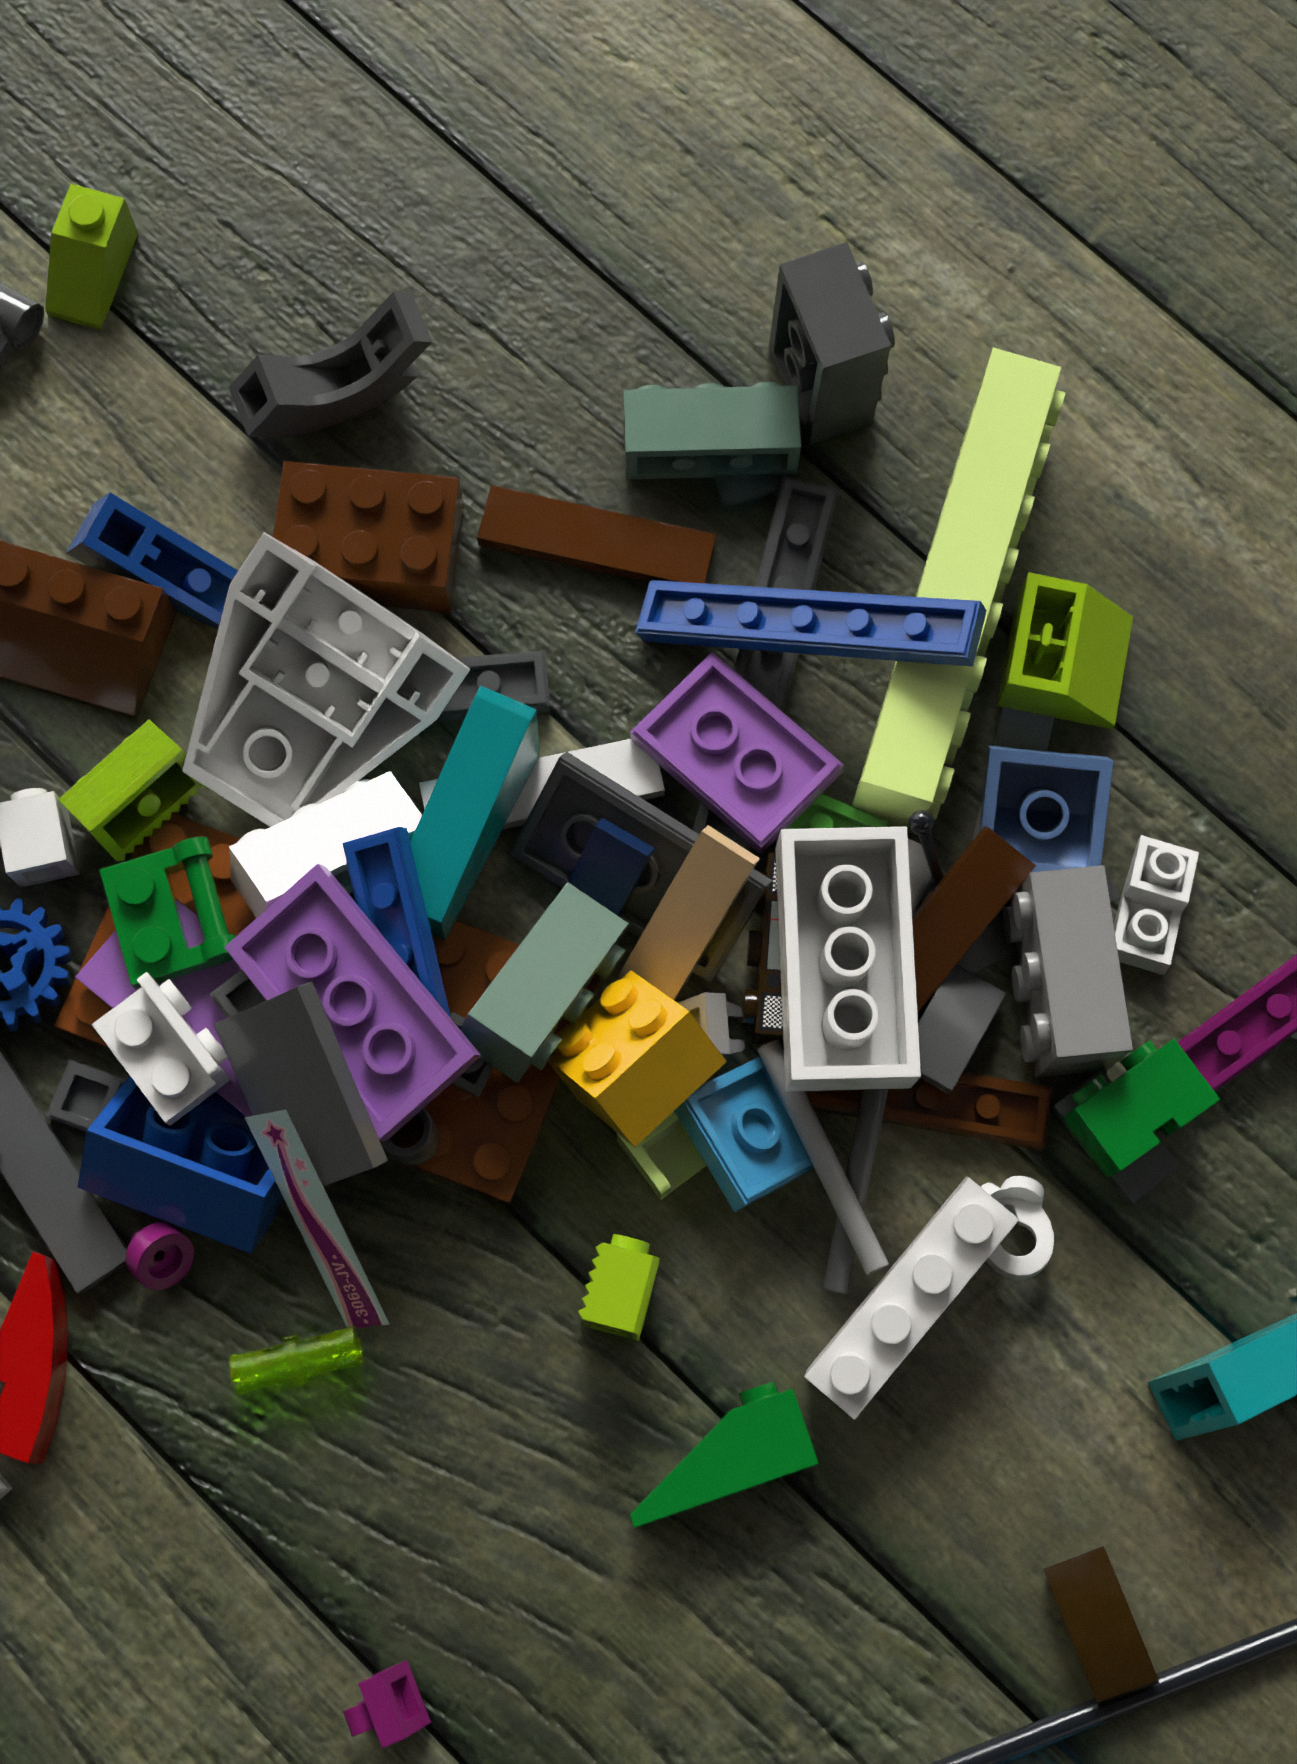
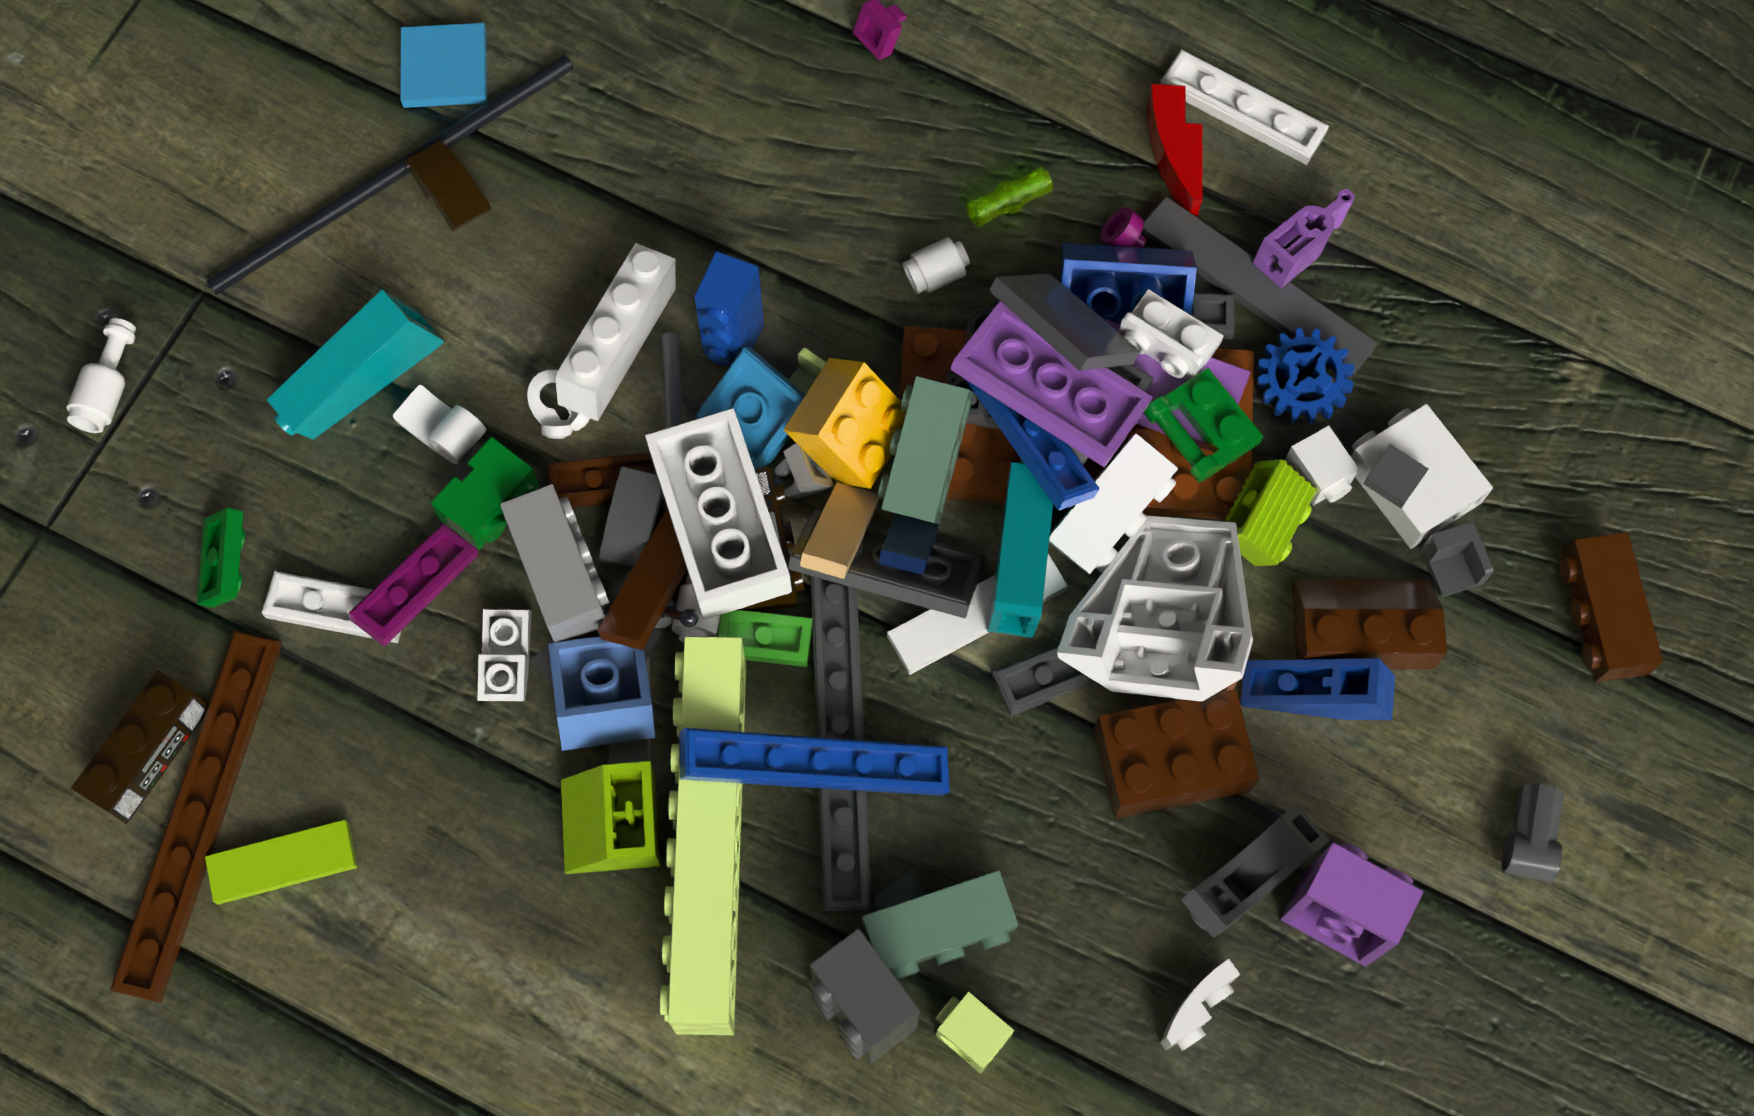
camera: 165 degrees right, 5 degrees down
(88, 255) = (1489, 926): lime slope -> none
(237, 280) = (1352, 904): none -> medium lavender brick
(316, 1219) = (1026, 264): sticker -> none
(436, 1280) = (936, 265): none -> white brick
(469, 256) = (1191, 1015): none -> white slope
(594, 538) = (1001, 815): reddish brown tile -> none
(619, 1287) = (812, 279): lime brick -> none
(709, 311) = (972, 1030): none -> yellowish green brick
(736, 752) = (842, 667): medium lavender tile -> none
(741, 1451) = (707, 216): green slope -> none
(753, 1253) = (729, 308): none -> blue brick
(825, 1163) = (683, 386): light grey bar -> none
(1169, 1240) = (438, 426): none -> white panel

